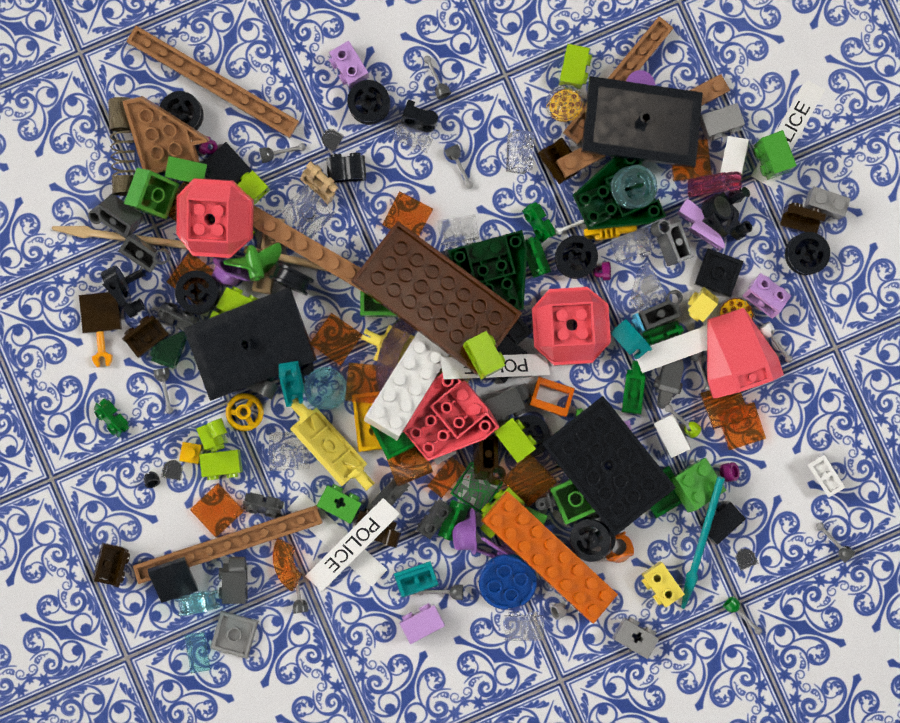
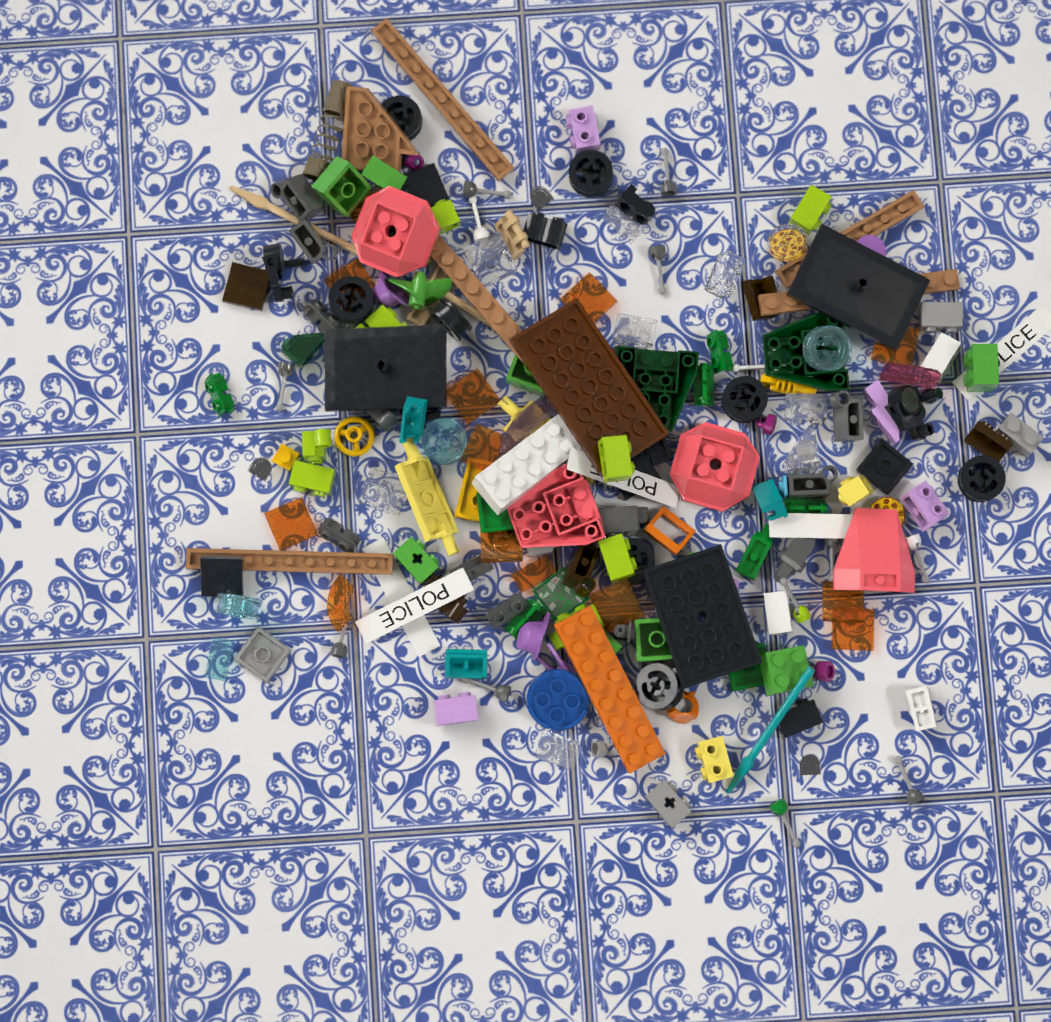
camera: 25 degrees right, 5 degrees down
(101, 351) = (233, 327): light orange bar -> none
(111, 564) = (165, 539): dark brown bracket -> none
(145, 335) = (283, 324): dark brown bracket -> none
(151, 480) = (233, 473): black hinge -> none
(234, 581) = (282, 599): dark grey hinge -> none
(290, 190) = (481, 232): none -> white hinge

